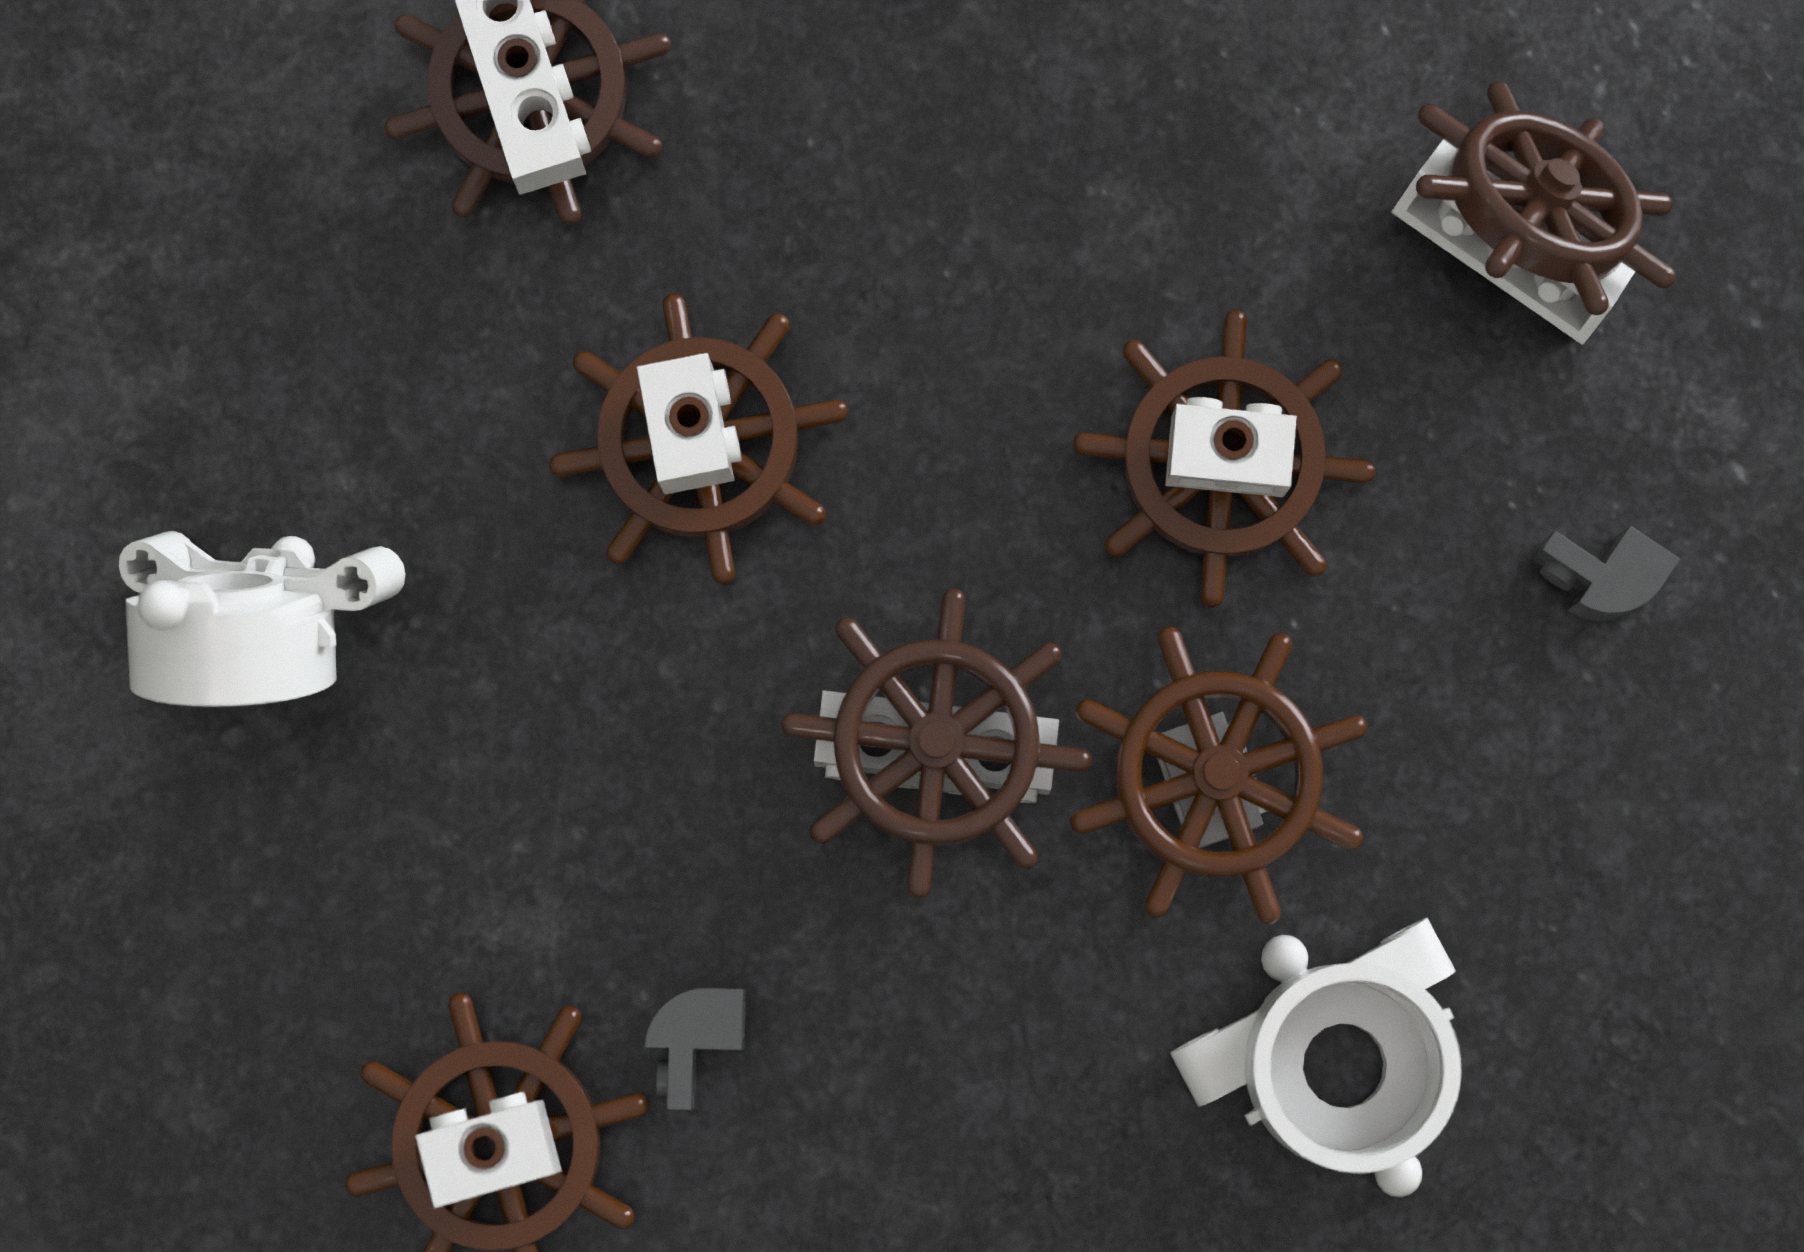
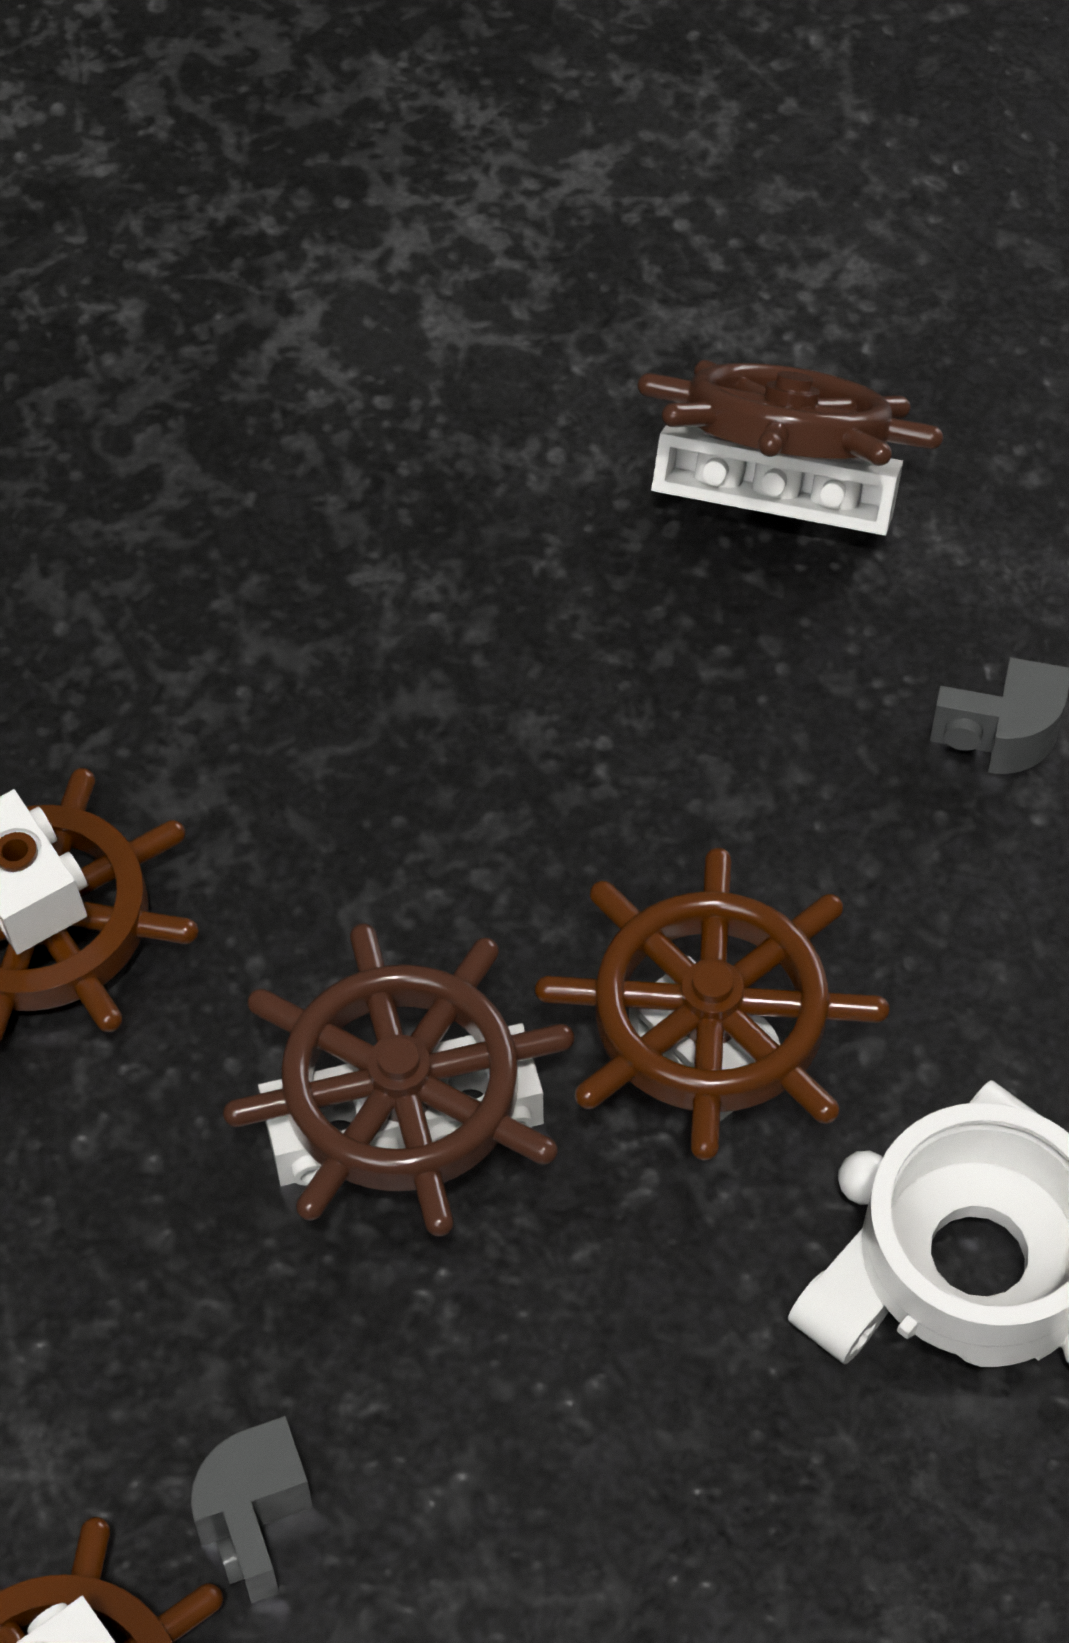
camera: 20 degrees left, 25 degrees down
(1225, 452) = (583, 718): reddish brown brick -> none

